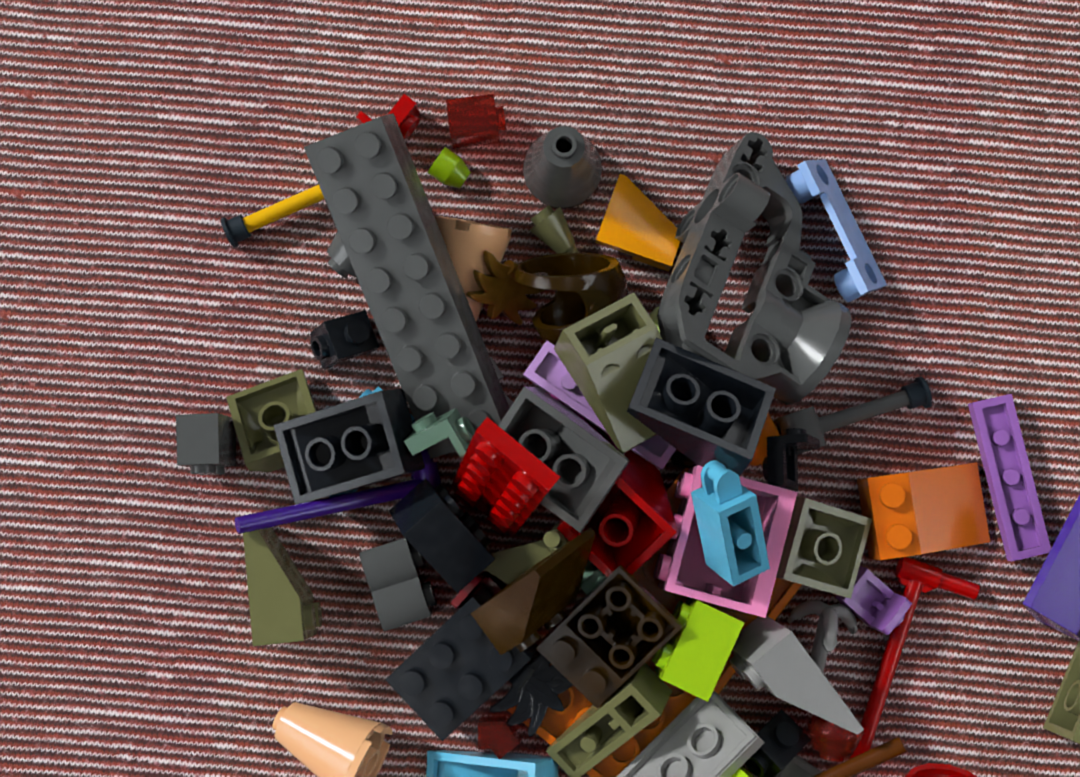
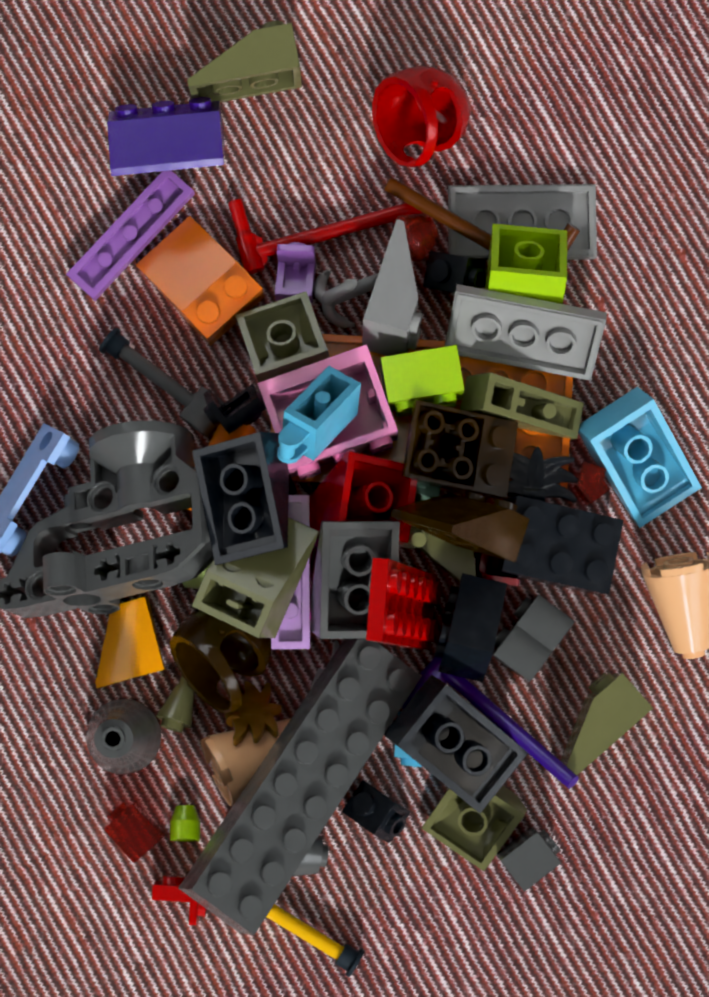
camera: 120 degrees left, 0 degrees up
(432, 430) = (399, 687): sand green bracket -> none

